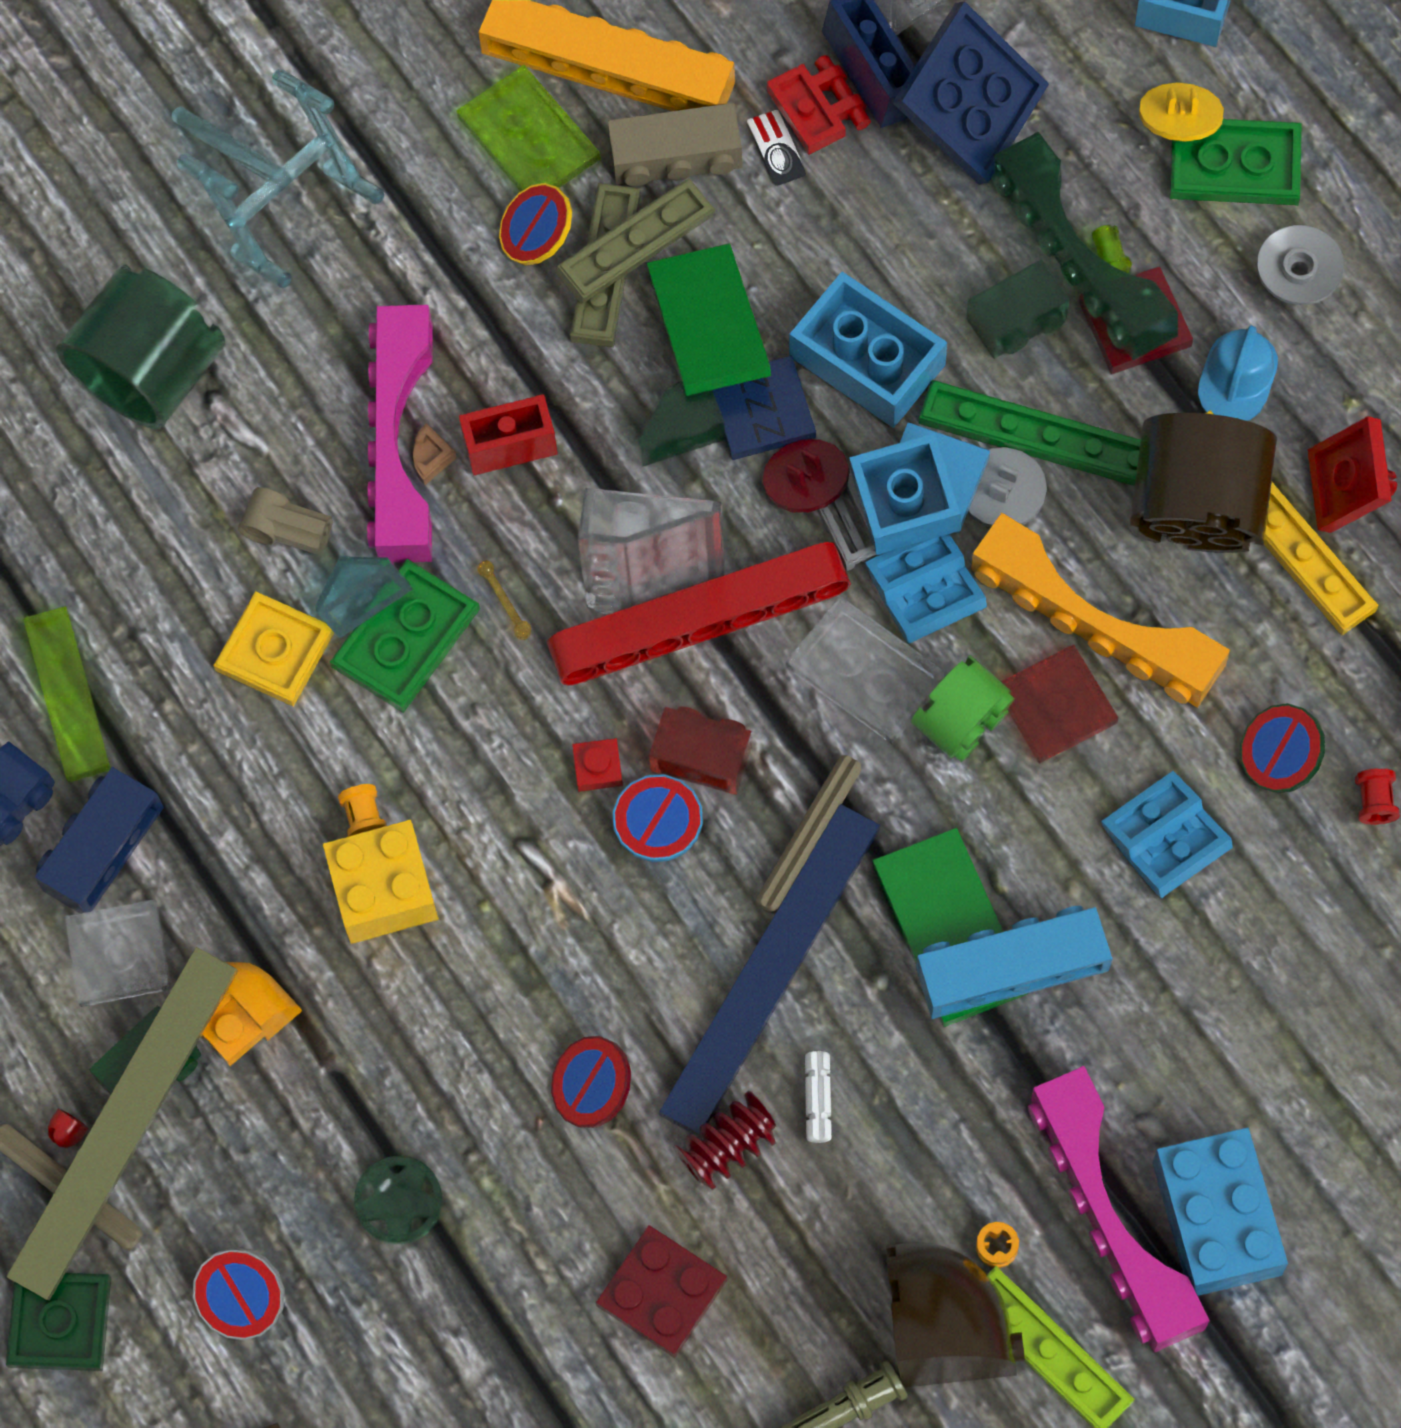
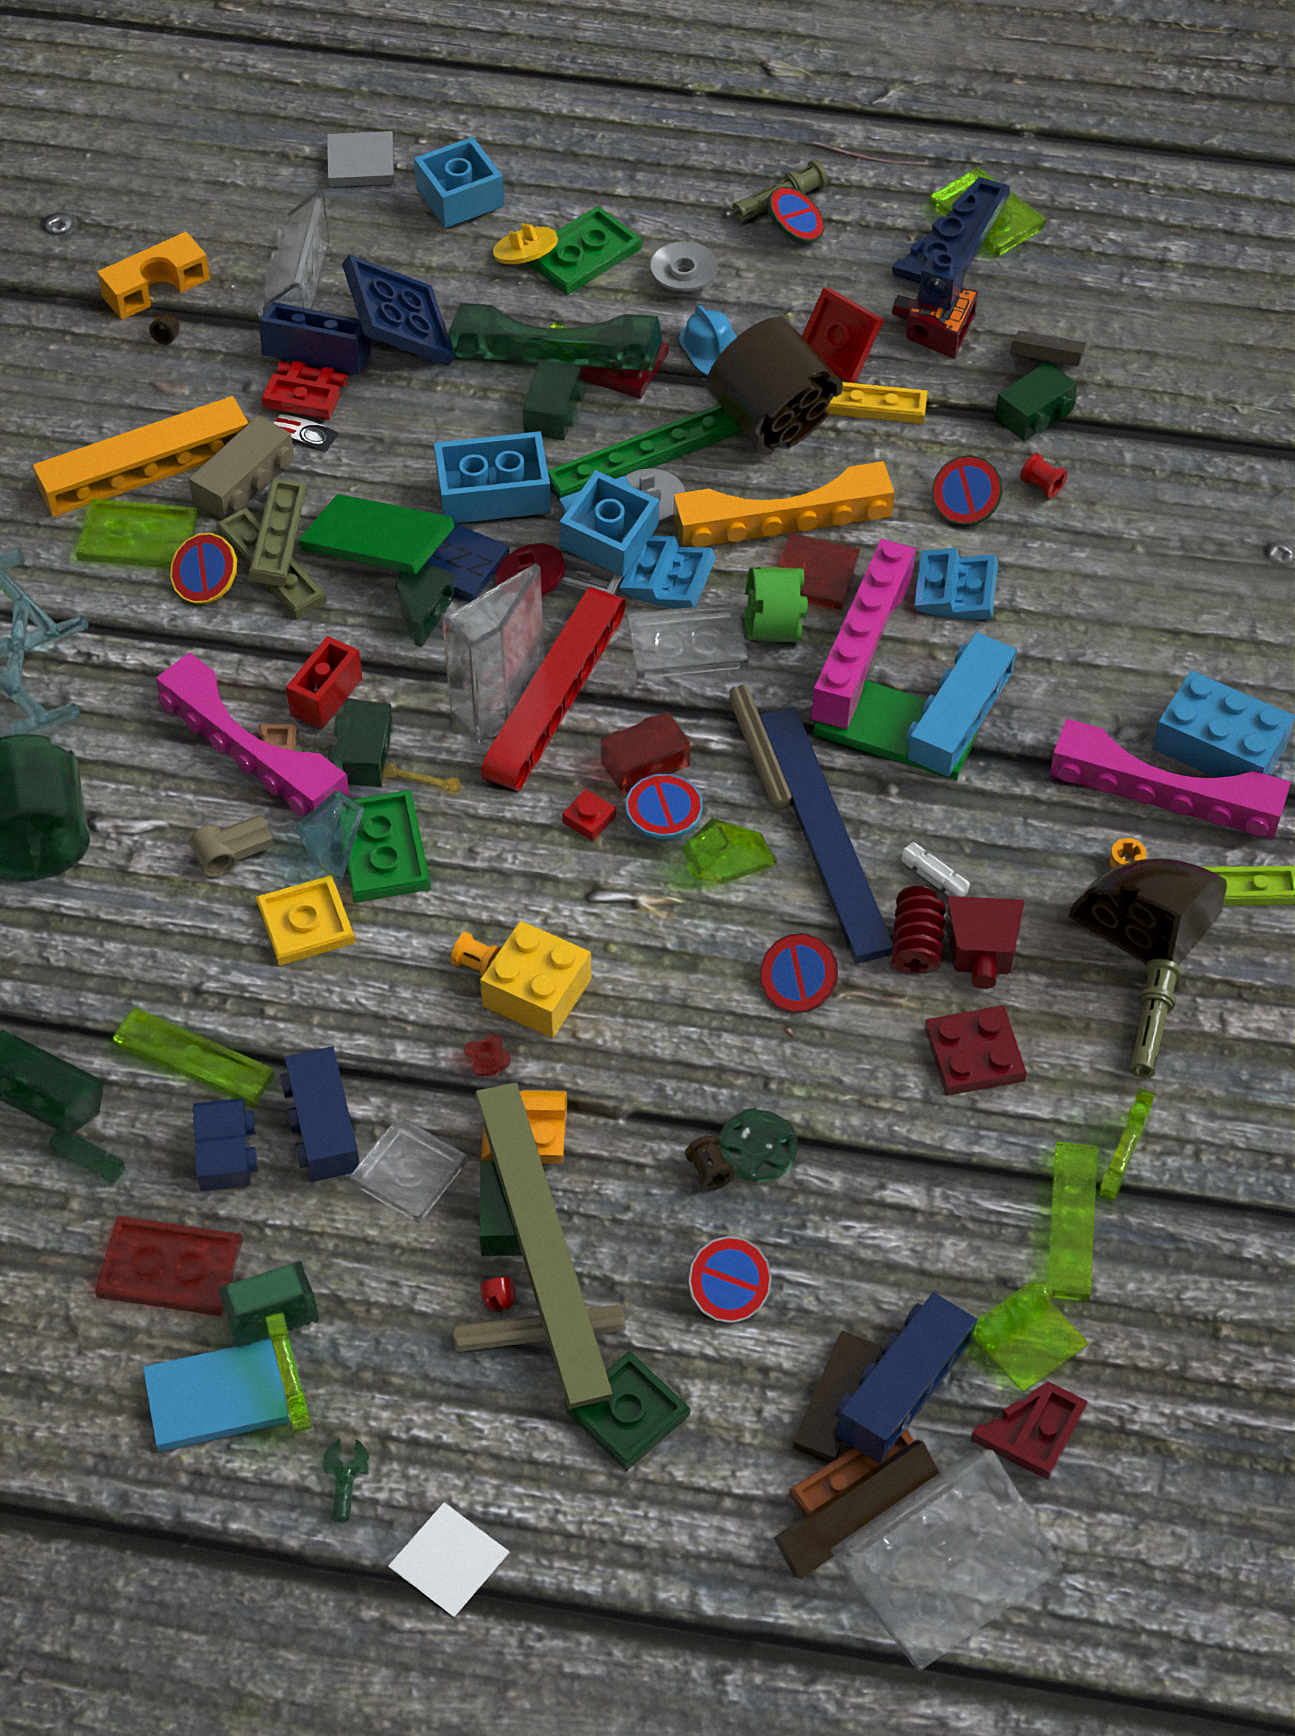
camera: 50 degrees left, 15 degrees down
(280, 924) = (487, 1065): none -> clear red plate
(337, 1178) = (724, 1171): none -> dark brown bush
(483, 522) = (362, 742): none -> clear green brick
(662, 913) = (726, 852): none -> clear neon green slope
(780, 1200) = (983, 936): none -> dark red torso
(954, 830) = (852, 653): none -> dark pink arch

